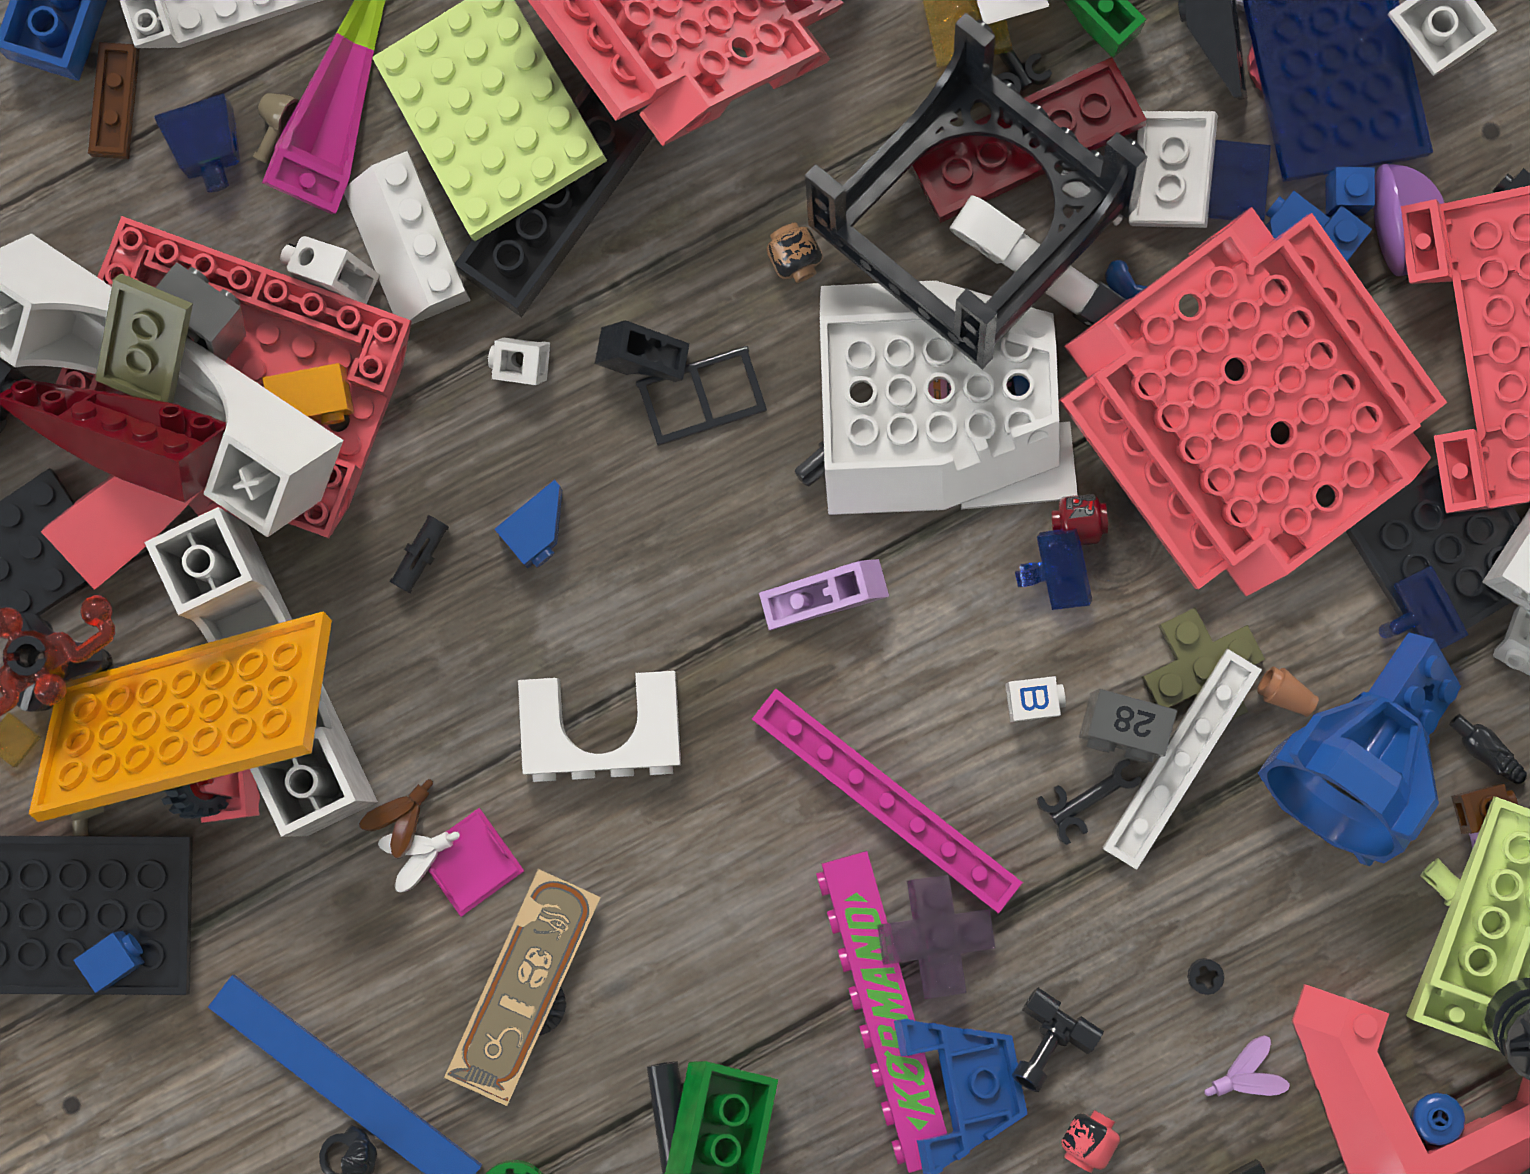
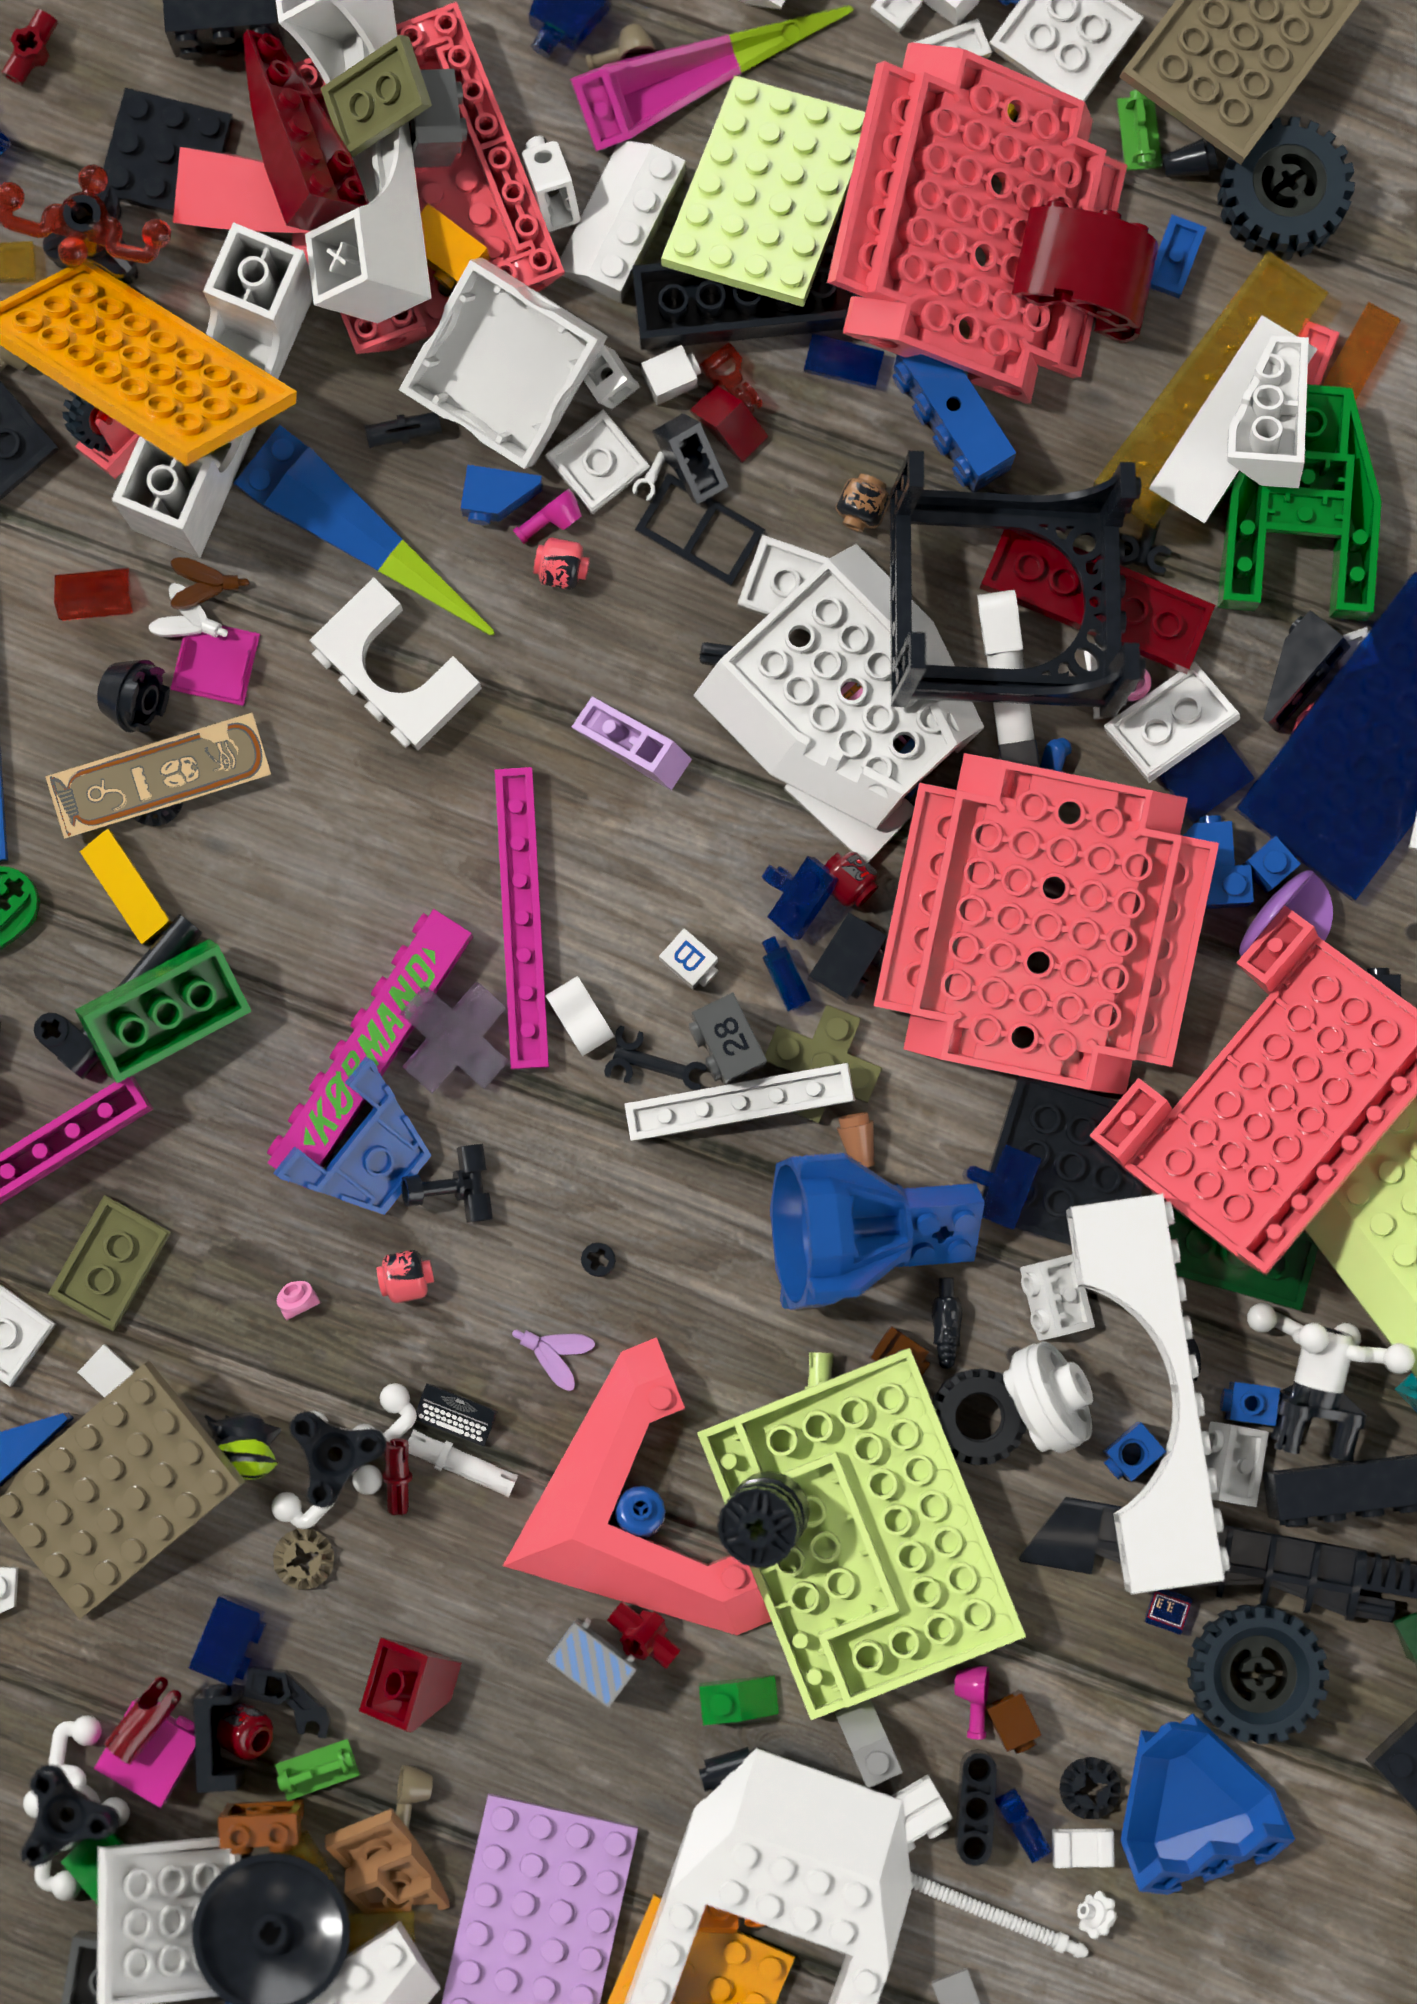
camera: 45 degrees right, 0 degrees up
(331, 911) = (93, 594): none -> clear red slope
(402, 672) = (306, 492): none -> blue plate
(439, 430) = (503, 362): none -> white tile
(441, 951) = (133, 694): none -> black cone
(562, 310) = (670, 374): none -> white brick
(578, 427) = (597, 461): none -> white tile
(587, 1089) = (125, 887): none -> yellow slope
(593, 489) = (560, 512): none -> dark pink bar
(627, 395) = (650, 477): none -> white hand
(631, 271) = (716, 360): none -> clear red piece
(635, 525) = (561, 563): none -> coral head
(639, 298) = (730, 422): none -> dark red slope
(669, 170) = (843, 361): none -> clear blue tile
(793, 367) = (776, 574): none -> white tile
(794, 122) = (957, 418): none -> blue brick
(1003, 823) = (579, 1016): none -> white axle
(1110, 636) = (785, 975): none -> clear blue cylinder
(1140, 575) = (848, 958): none -> black brick

